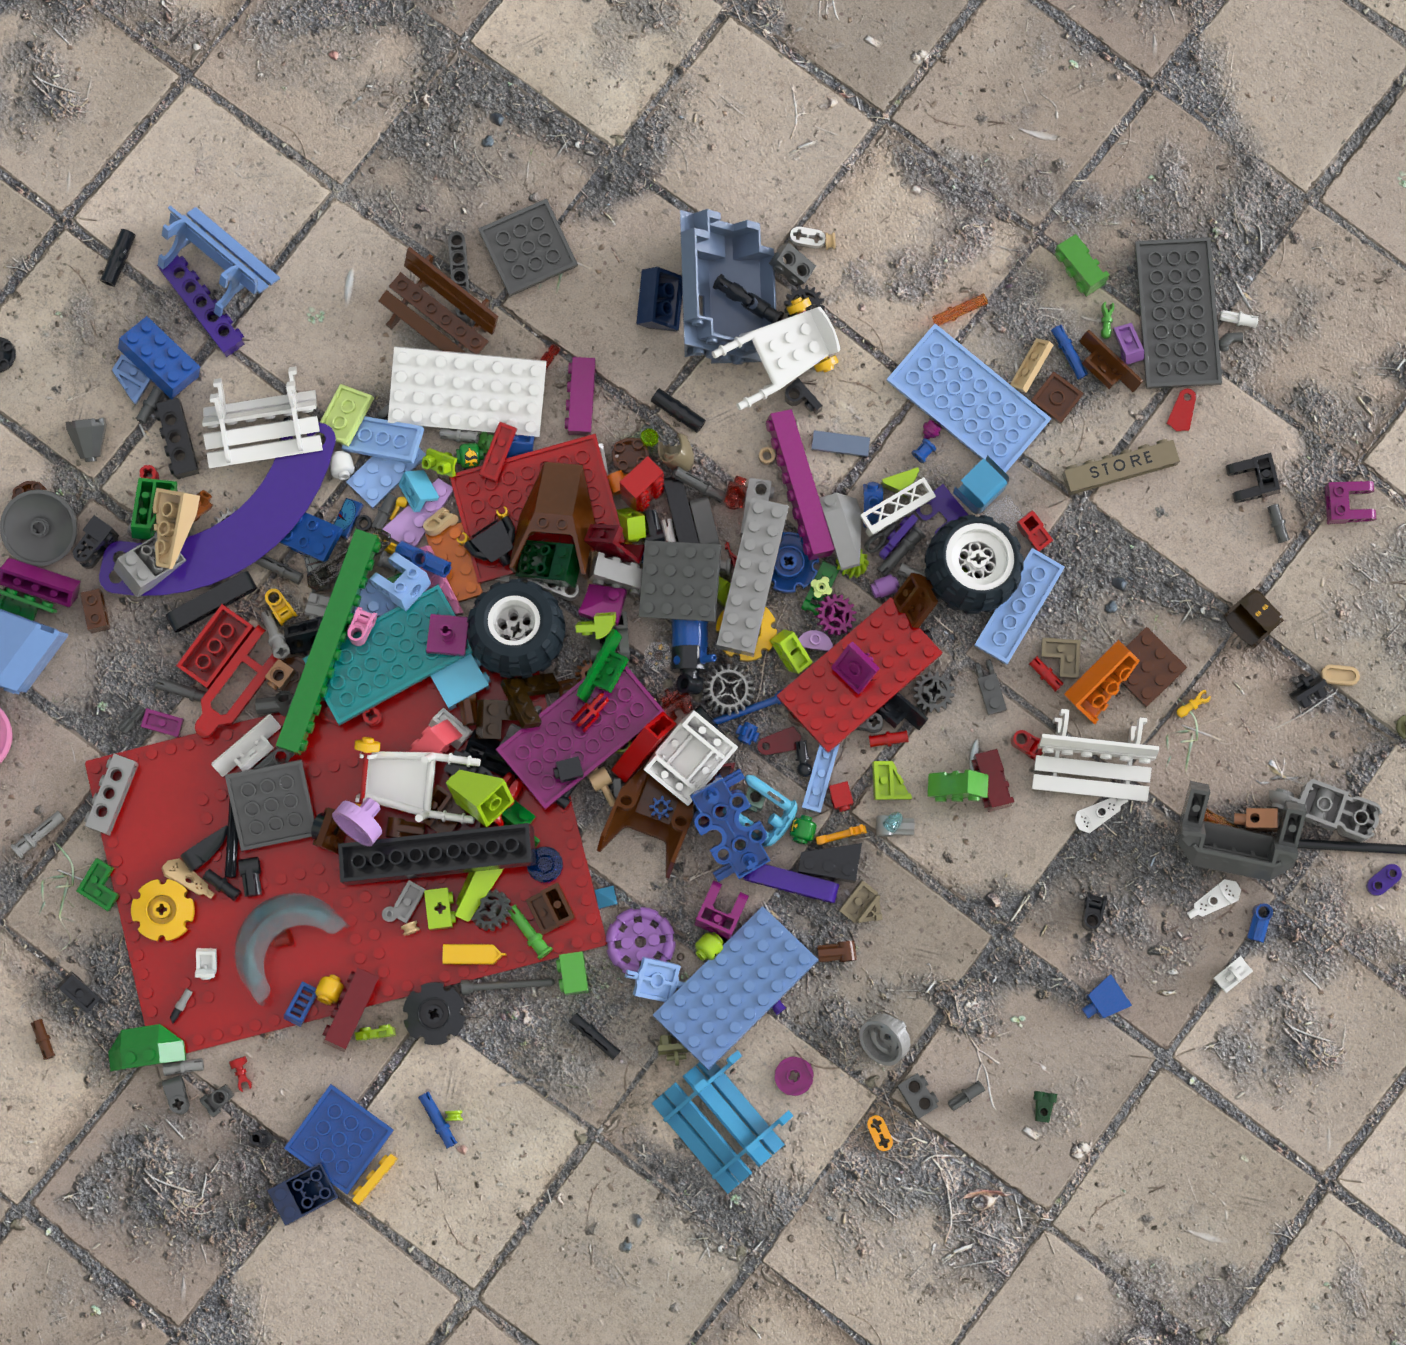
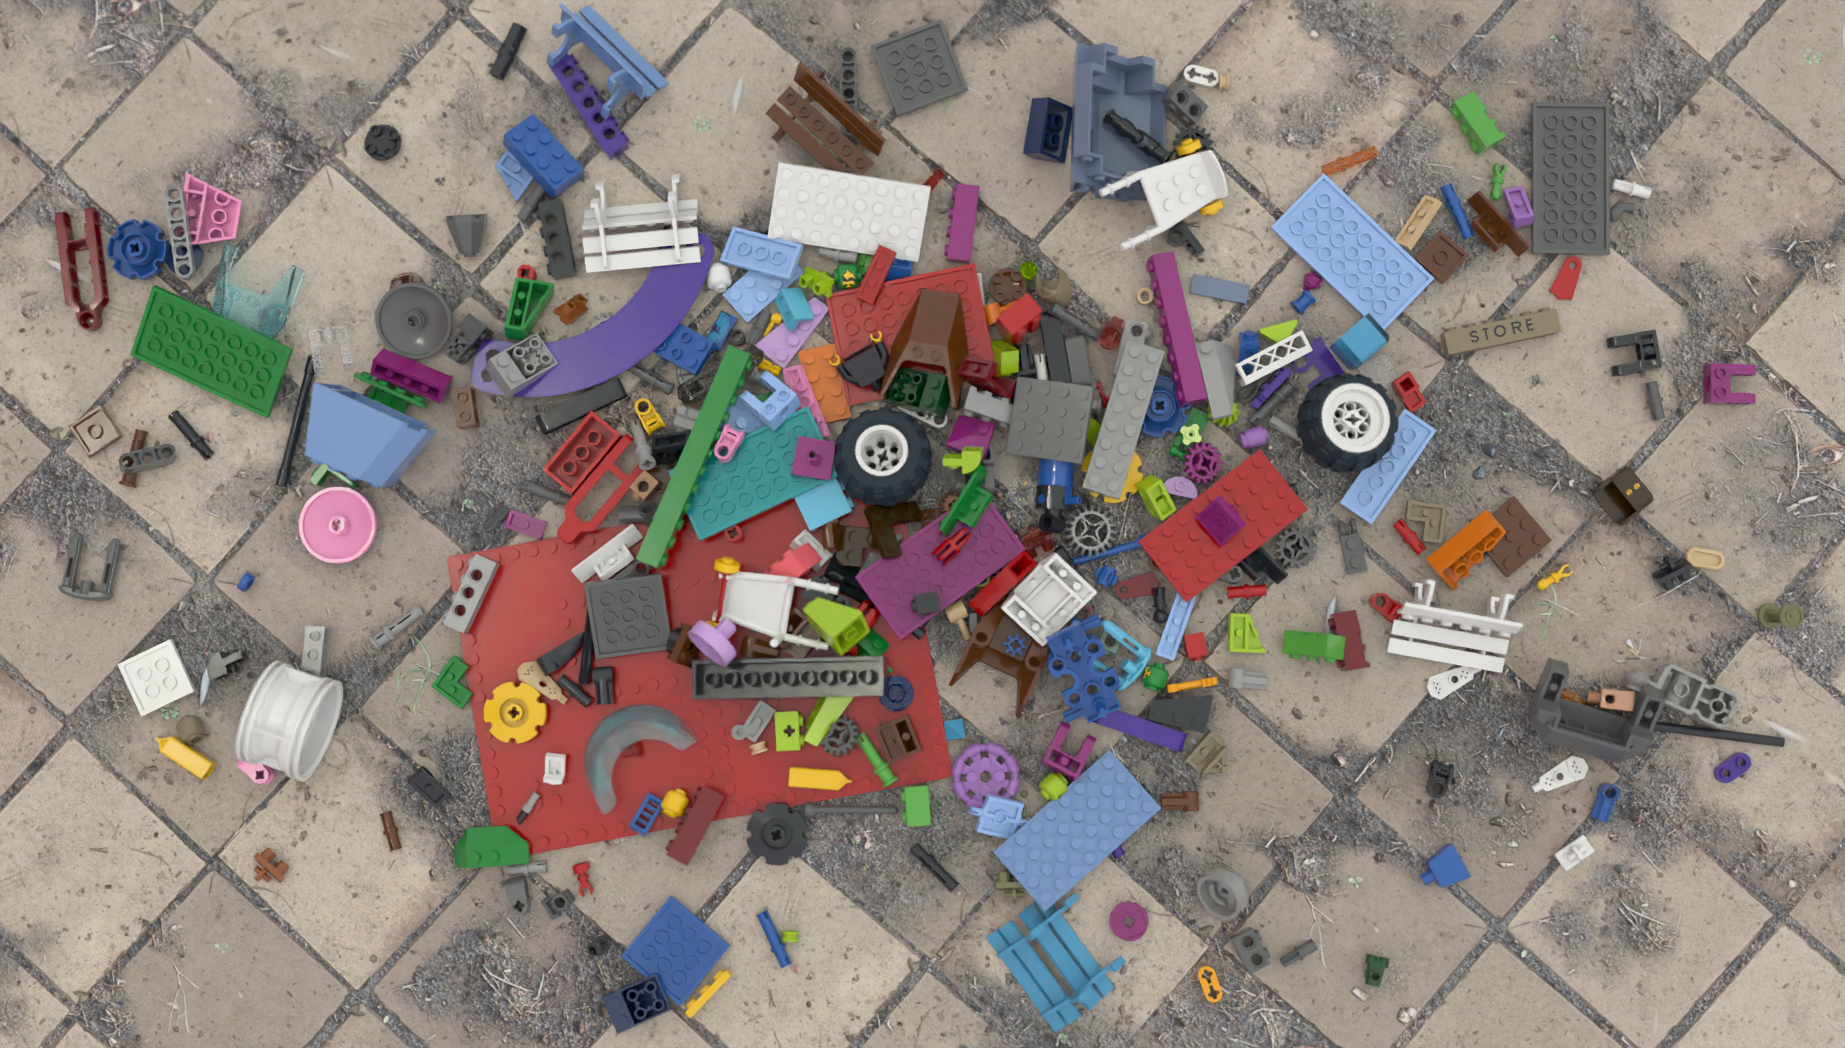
camera: 15 degrees right, 5 degrees up
(174, 518) = (548, 323): tan wedge -> none
(346, 413) = (726, 225): yellowish green tile -> none
(367, 1034) = (726, 848): lime wing -> none
(431, 563) = (802, 384): blue piece -> none
(439, 522) = (808, 345): tan plate -> none
(678, 410) = (1058, 244): black axle -> none
(893, 822) = (1246, 676): clear light blue hose -> none
(915, 599) = (1285, 454): reddish brown brick -> none

